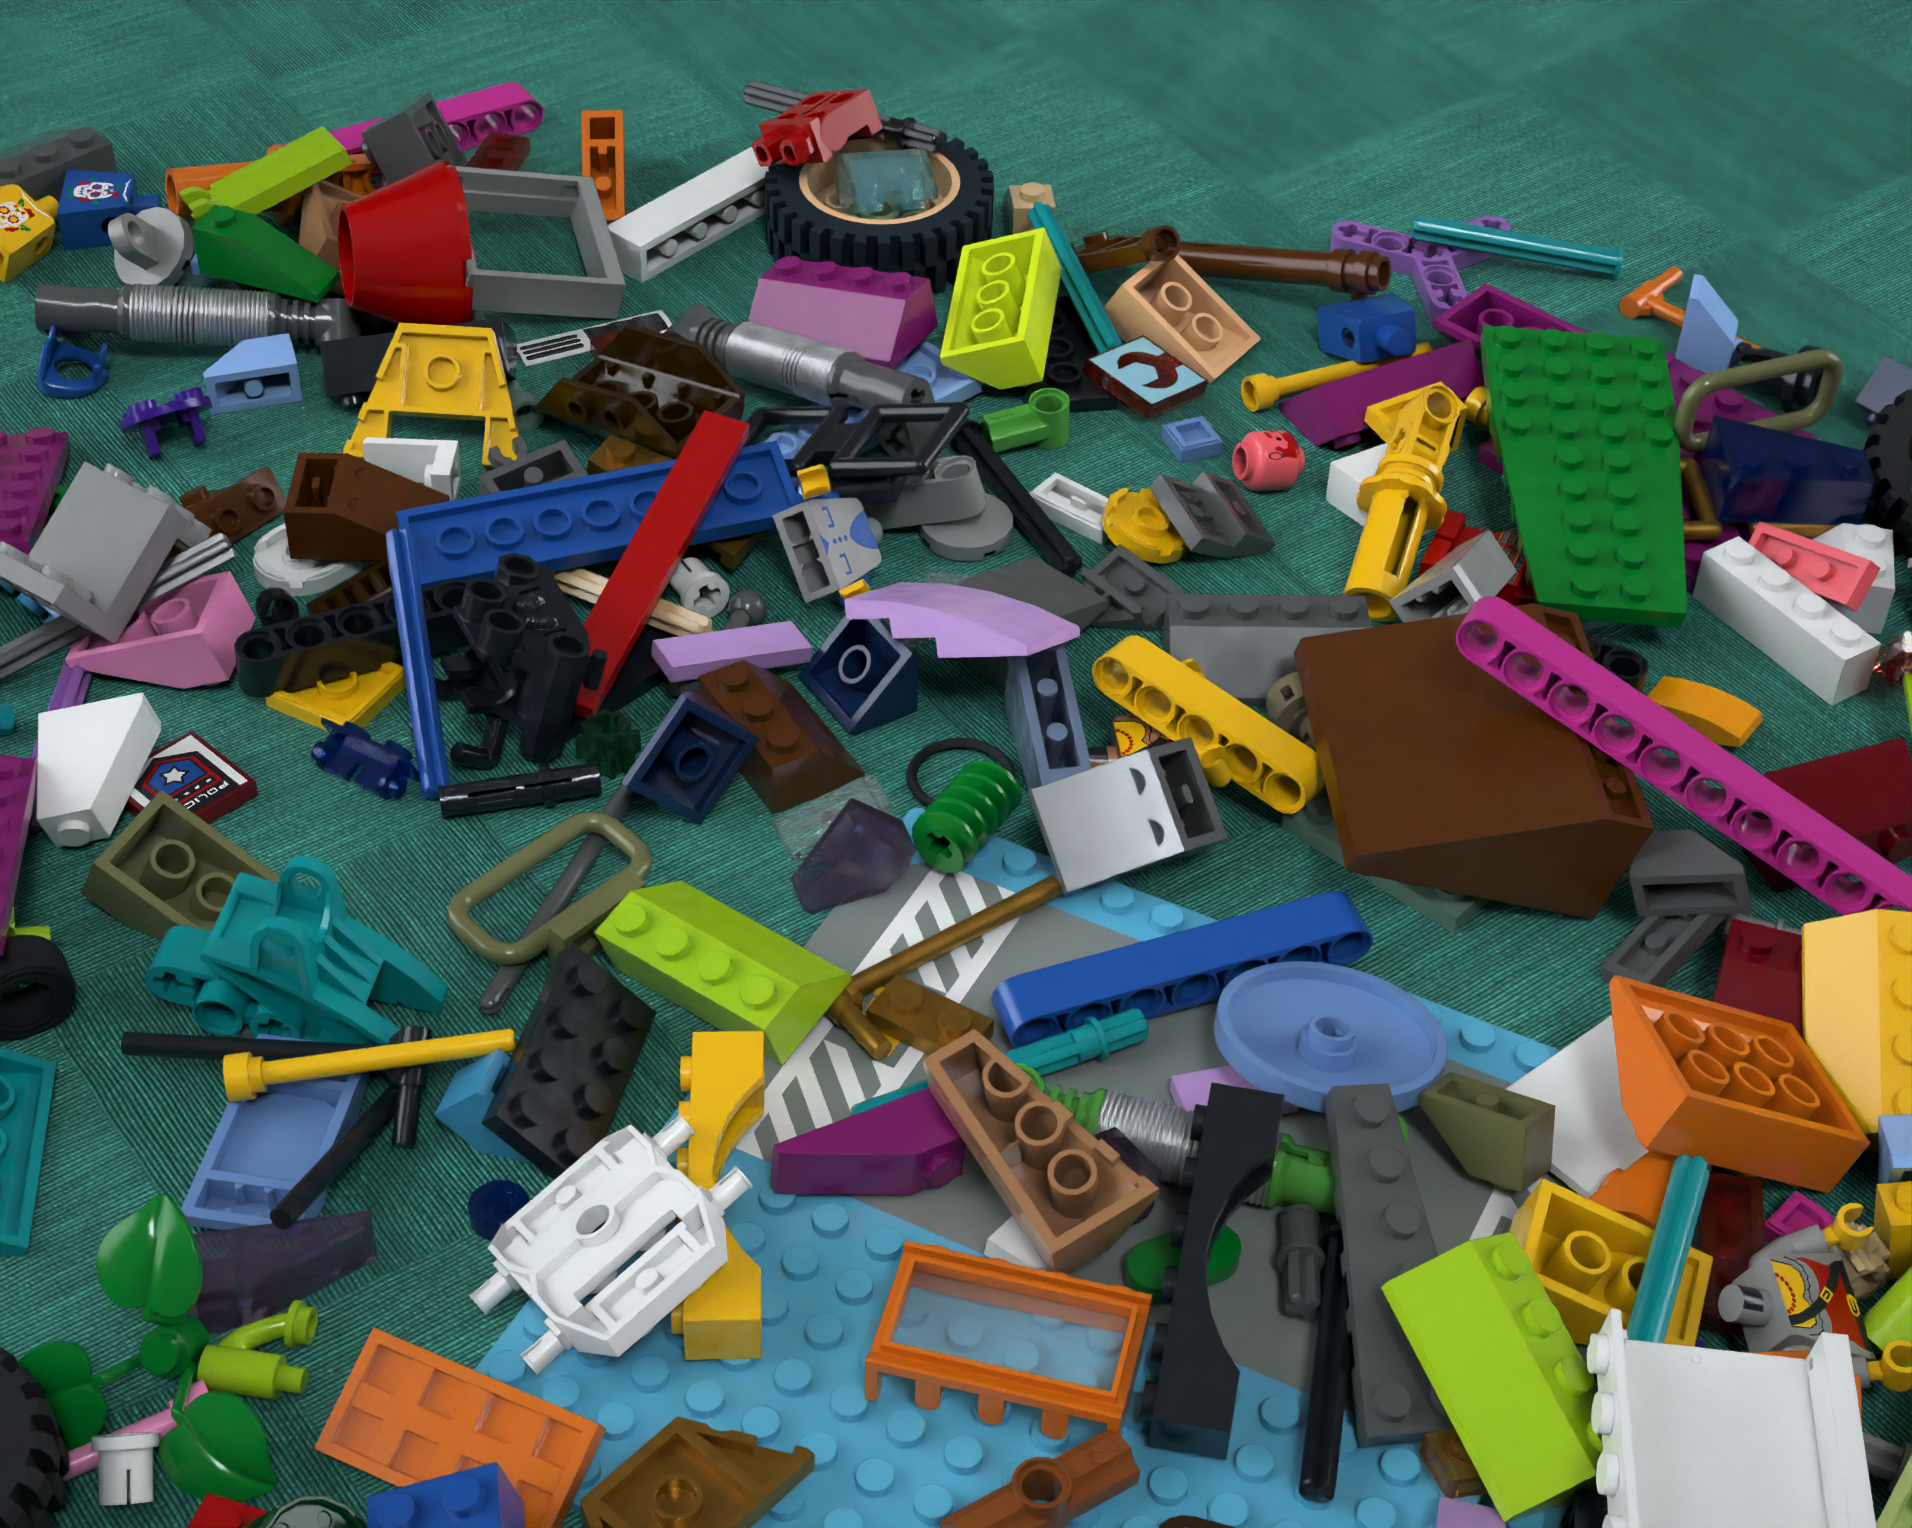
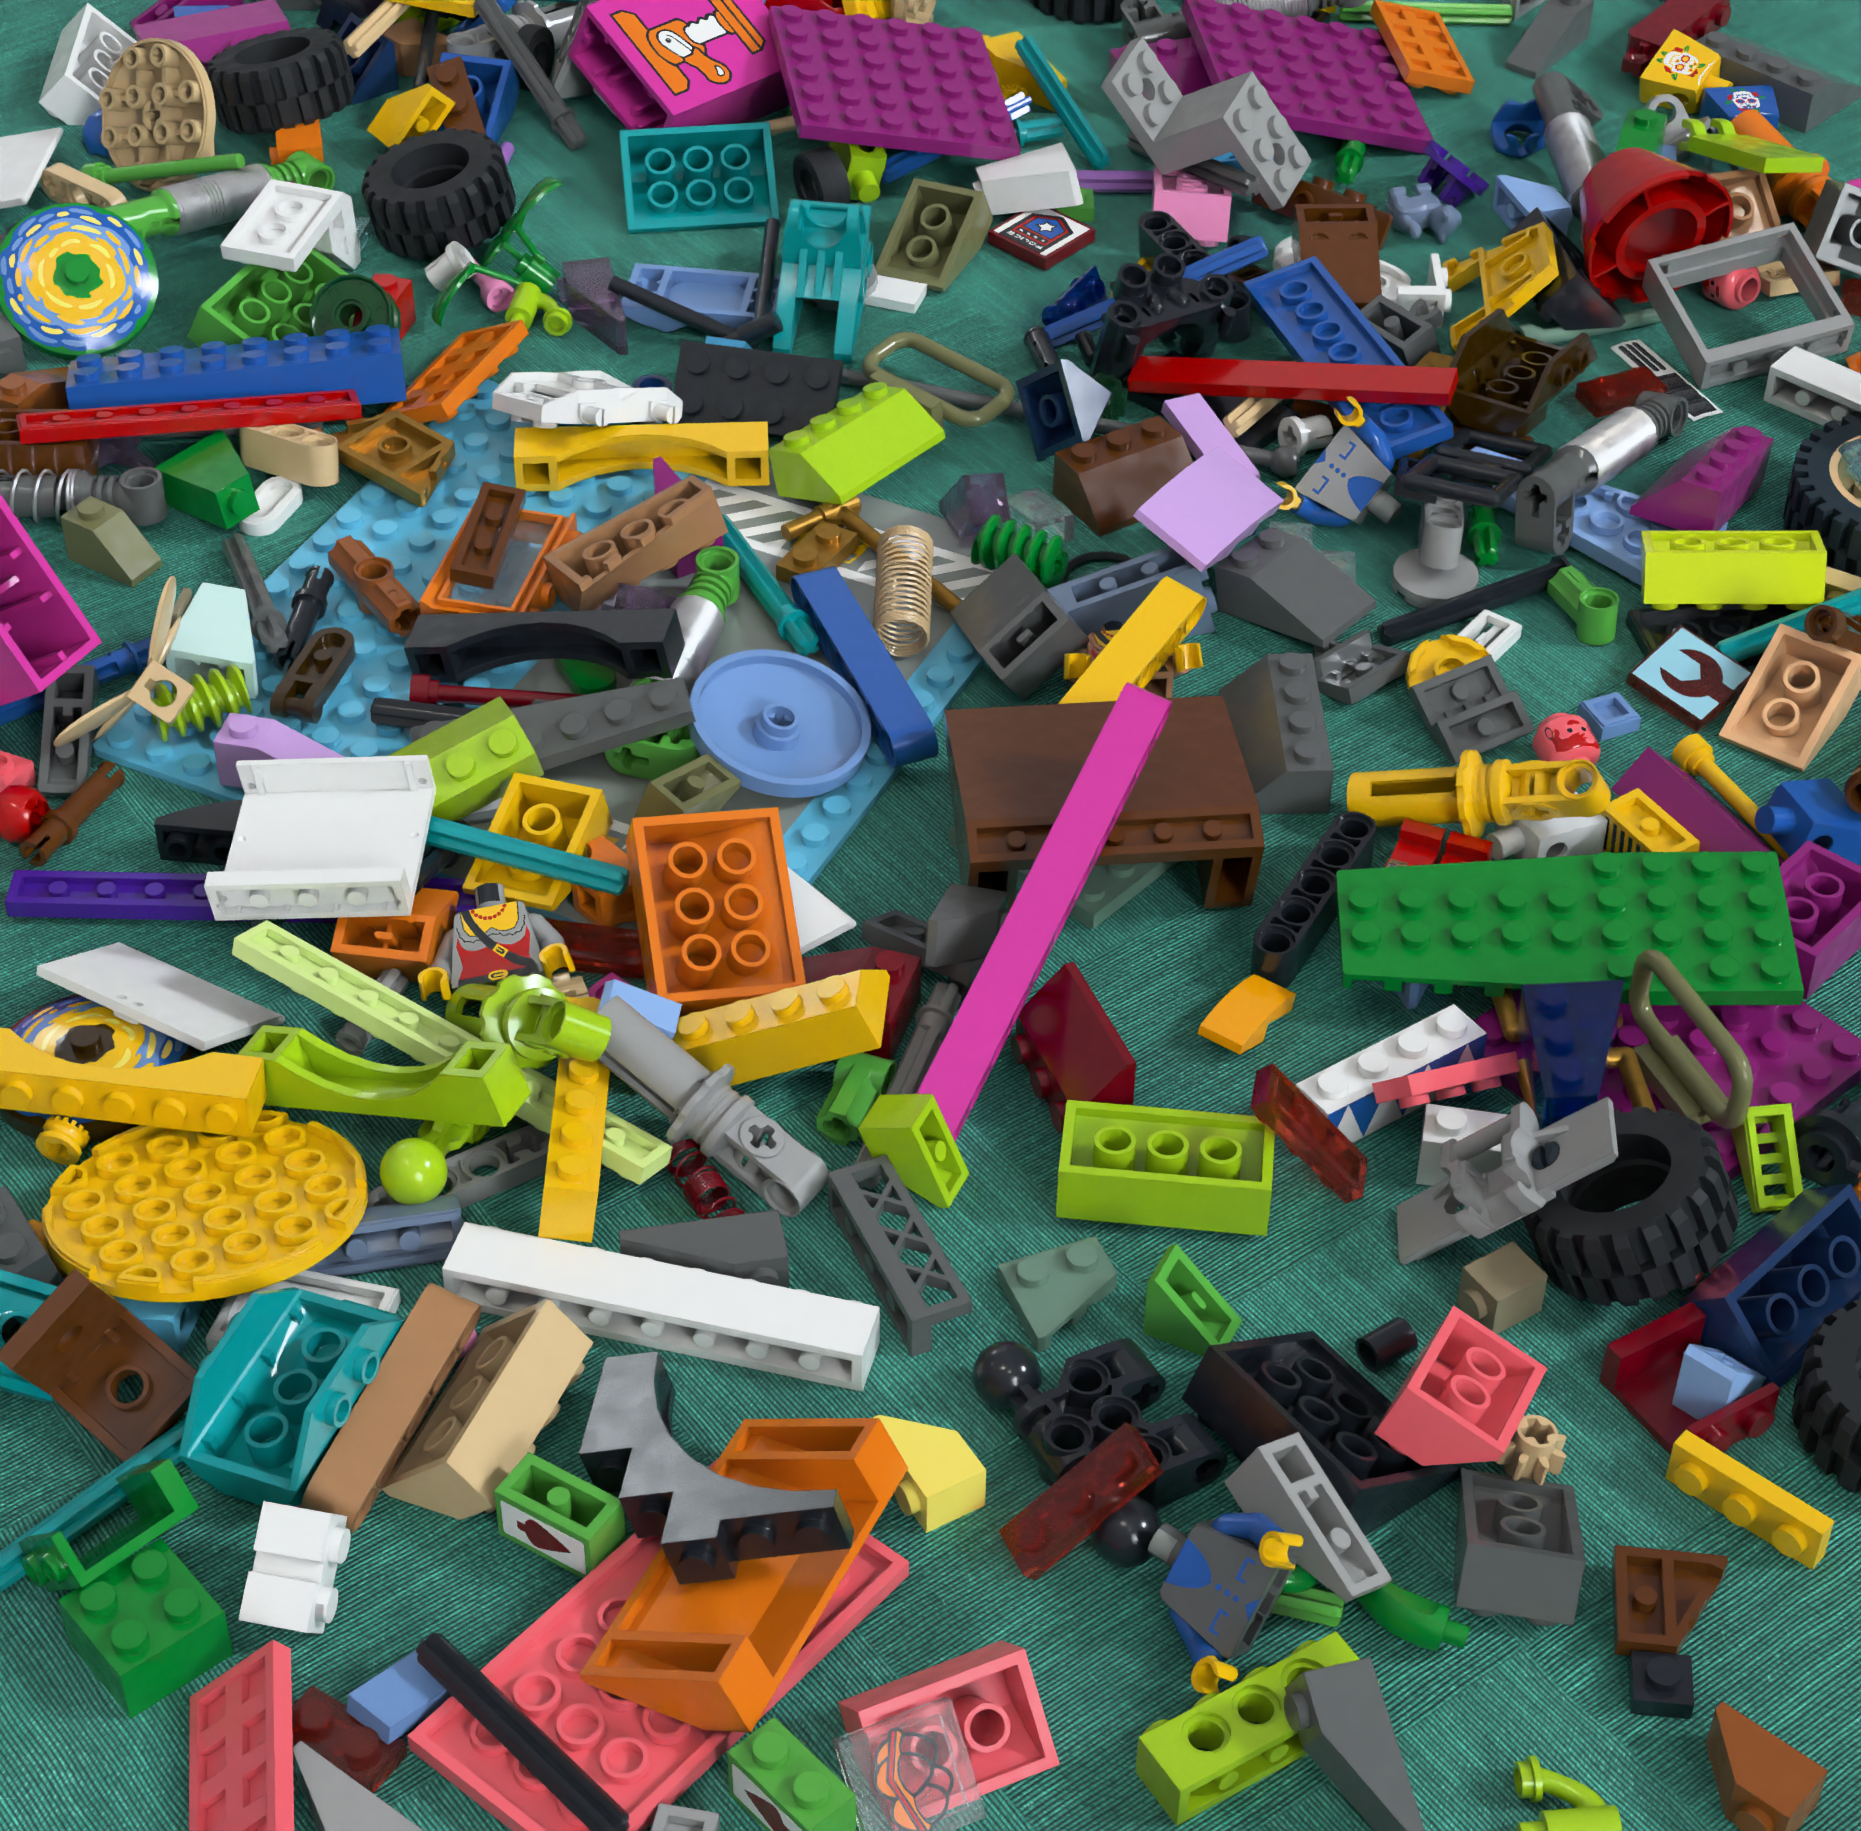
camera: 90 degrees right, 0 degrees up
(230, 455) = (1421, 212): none -> sand blue animal
(250, 1075) = (736, 265): yellow piece -> none
(983, 1329) = (487, 535): none -> reddish brown plate
(1126, 926) = (903, 566): none -> tan piece
(1276, 1427) = (430, 691): none -> dark red piece
(1456, 581) = (1325, 798): light grey slope -> none
(1796, 395) = (1784, 1139): none -> lime slope

